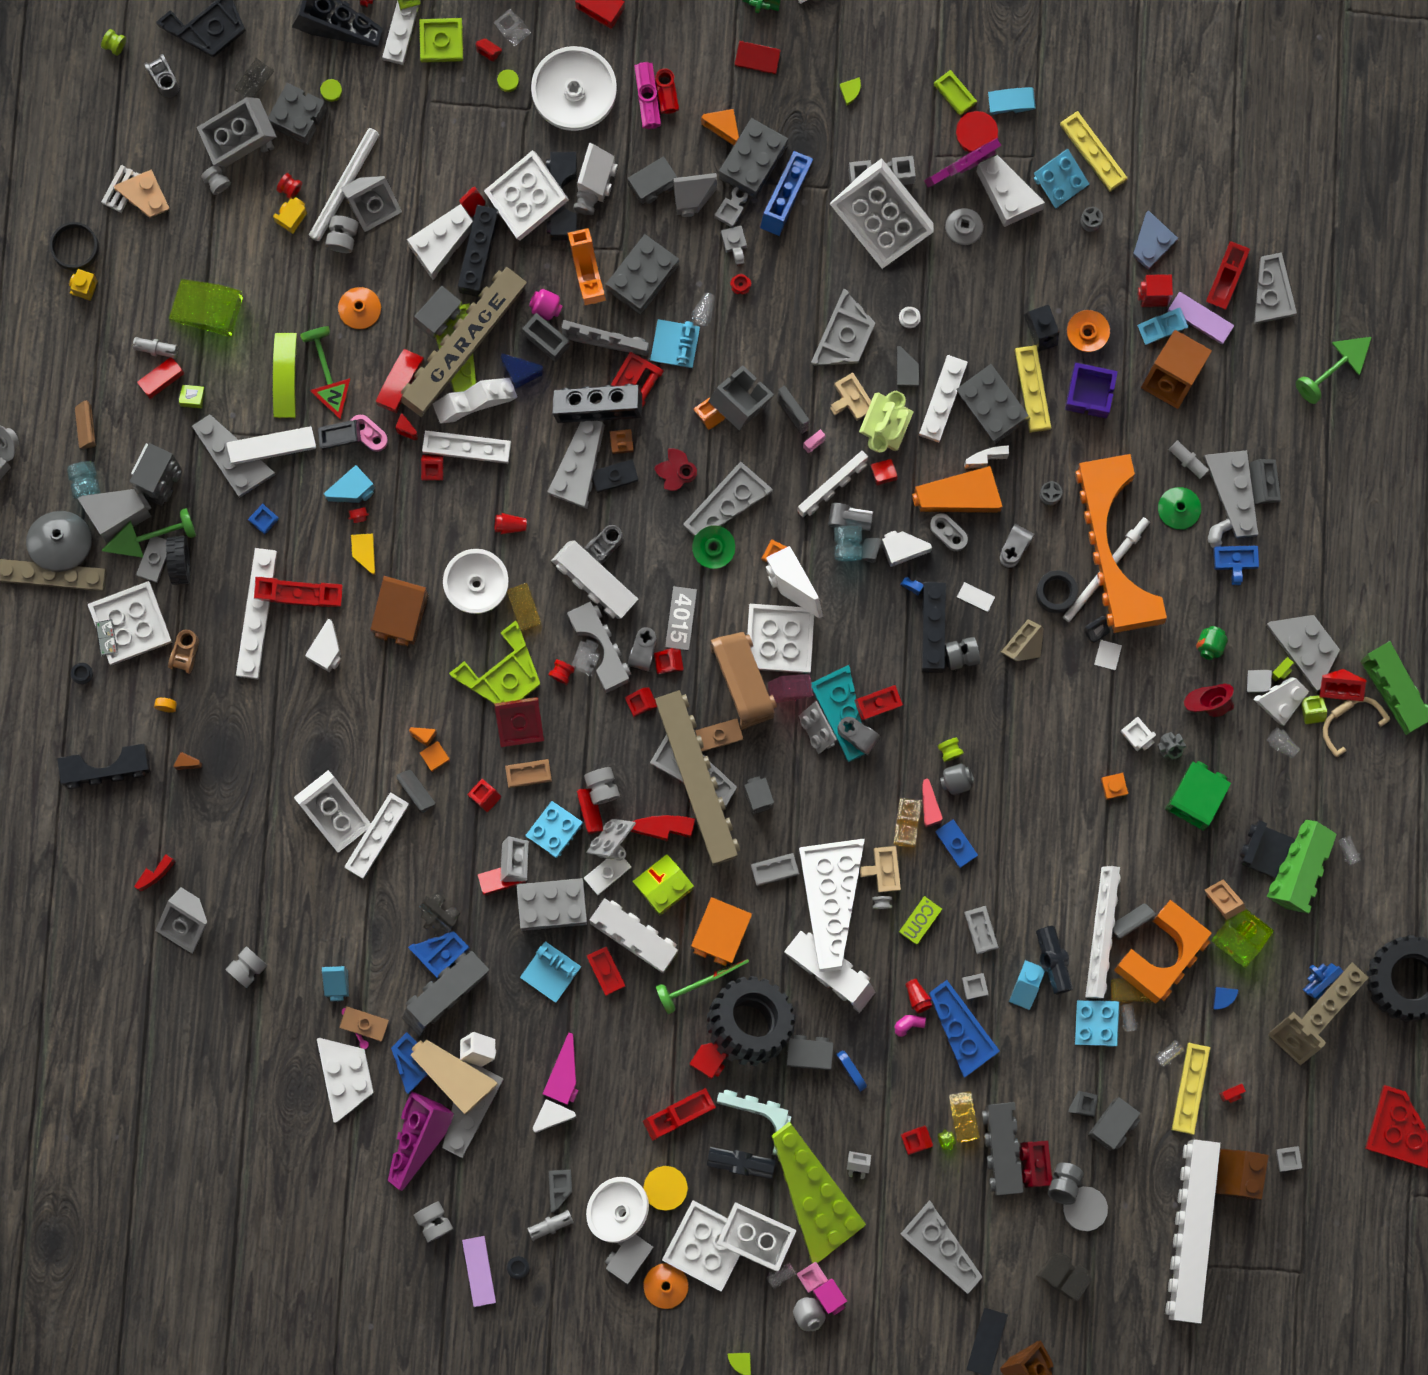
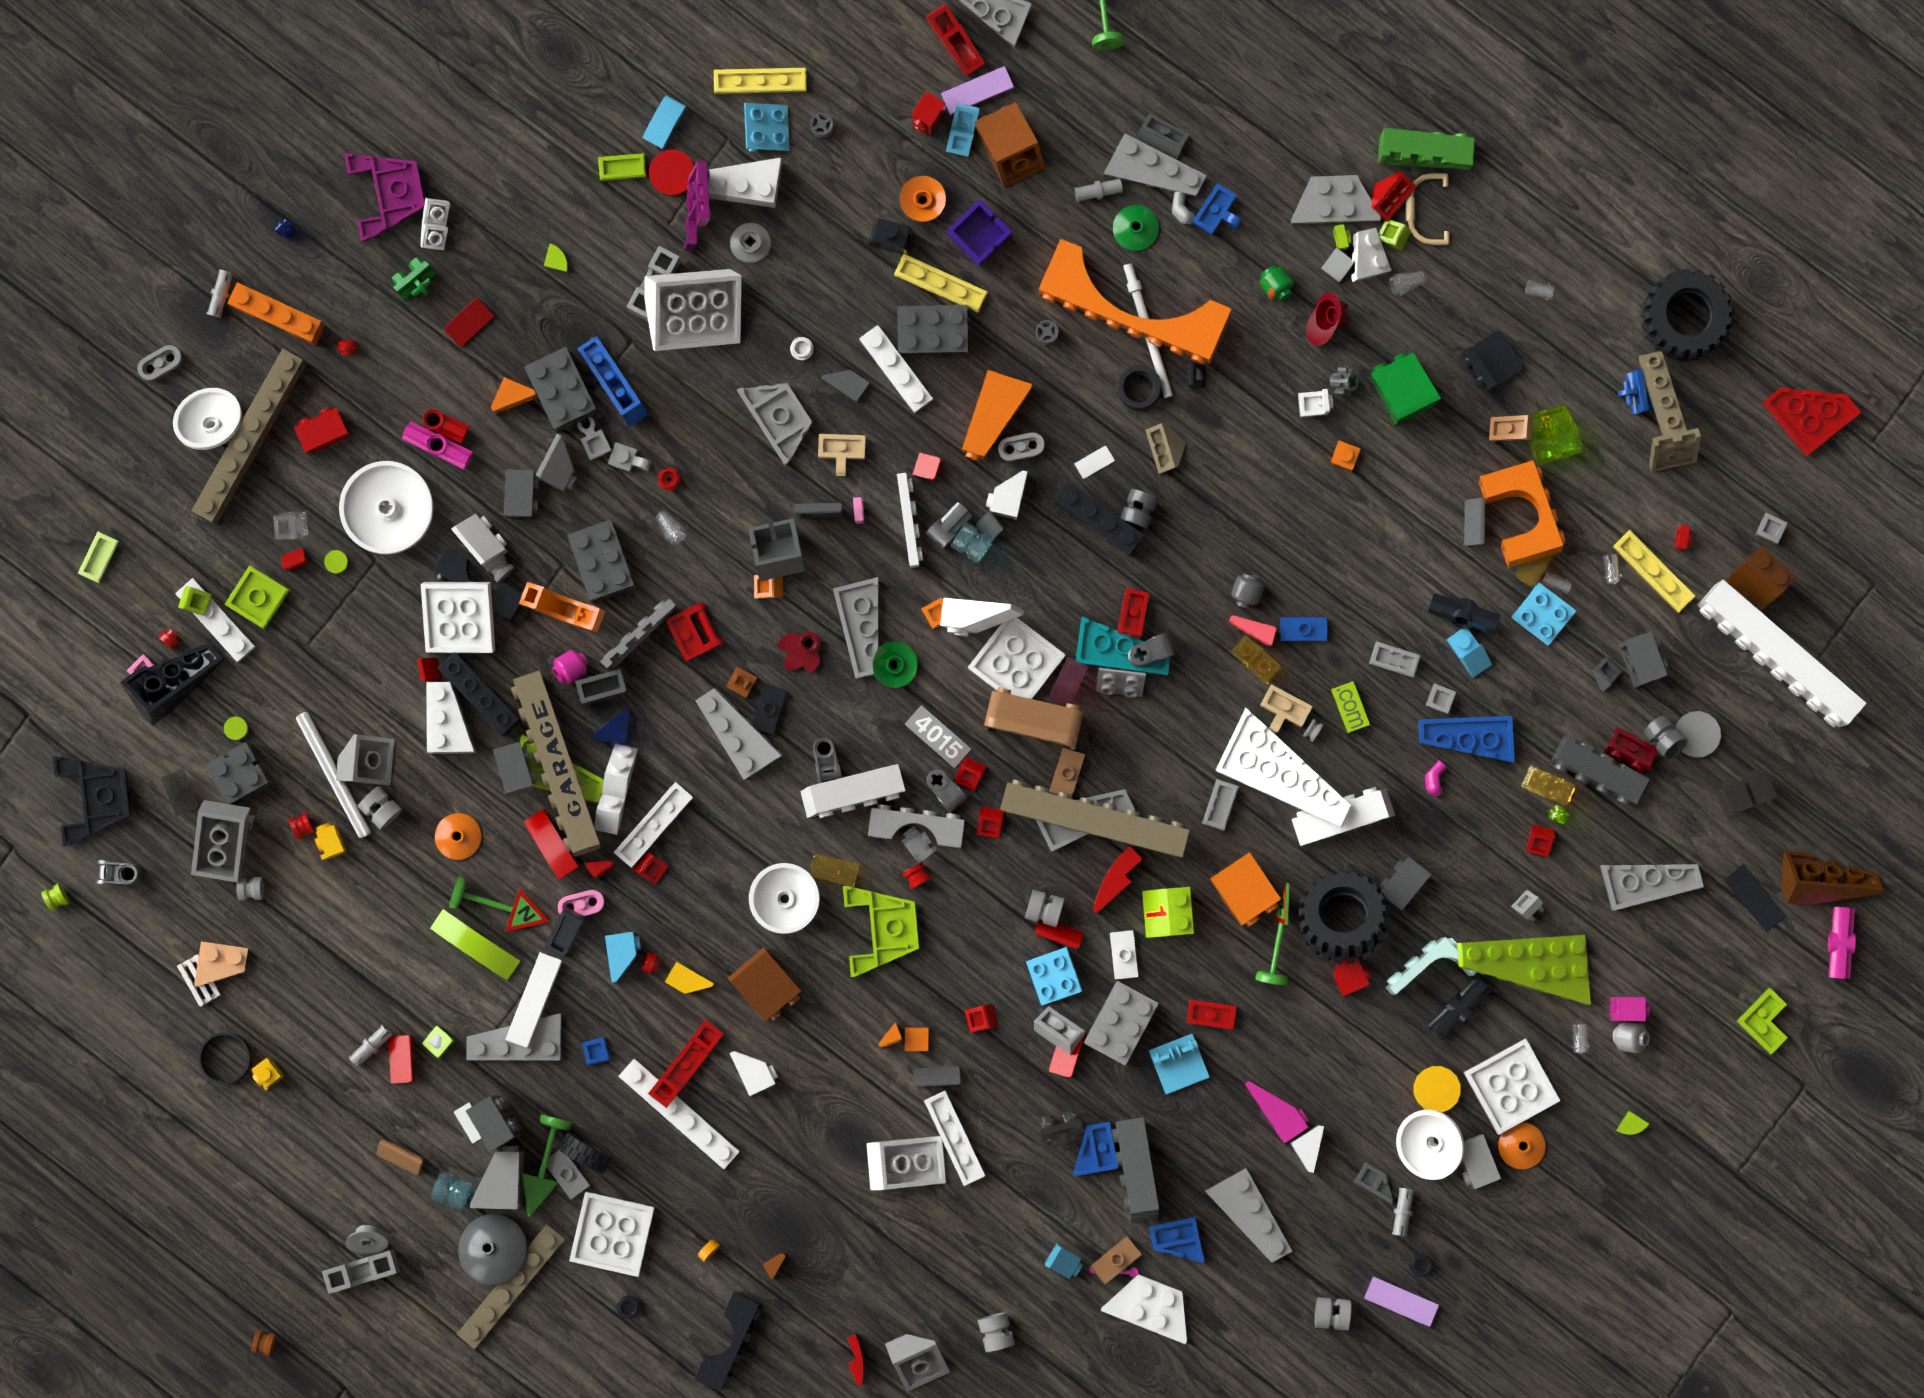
camera: 50 degrees left, 5 degrees up
(106, 637) = (611, 1263): light grey sticker -> none
(184, 653) = (672, 1203): medium nougat piece -> none
(206, 306) = (363, 974): clear neon green slope -> none
(422, 1131) = (1246, 1272): magenta wedge -> none
(456, 1078) = (1221, 1210): tan slope -> none
(477, 1049) = (1206, 1174): white brick -> none
(509, 524) = (750, 832): red cone -> none
(519, 722) = (937, 943): dark red plate -> none
(528, 773) = (988, 966): medium nougat plate -> none
(607, 409) = (706, 676): brick -> none
(608, 842) = (1098, 931): light grey hinge -> none
(633, 935) = (1198, 968): white wedge -> none
(675, 343) = (684, 574): medium azure hinge -> none
(679, 1114) = (1380, 1034): red slope -> none
(756, 1237) = (1535, 1038): white slope -> none
(758, 795) = (1146, 775): dark grey brick -> none
(812, 1277) = (1599, 1012): bright pink tile -> none
(851, 1070) = (1443, 857): blue tile -> none
(886, 421) = (884, 434): yellowish green piece -> none
(915, 587) = (1050, 510): blue tile -> none
(918, 997) = (1416, 754): red cone -> none
(950, 749) = (1217, 578): lime wheel -> none
(981, 458) = (976, 373): white slope -> none
(1016, 543) = (1072, 393): flat silver piece -> none
(1102, 932) = (1467, 554): white plate -> none
(1108, 655) = (1224, 381): white sticker -> none
(1152, 241) = (878, 85): sand blue wing -> none
(1224, 997) = (1594, 488): blue tile -> none
(1302, 867) = (1528, 341): bright green wedge -> none

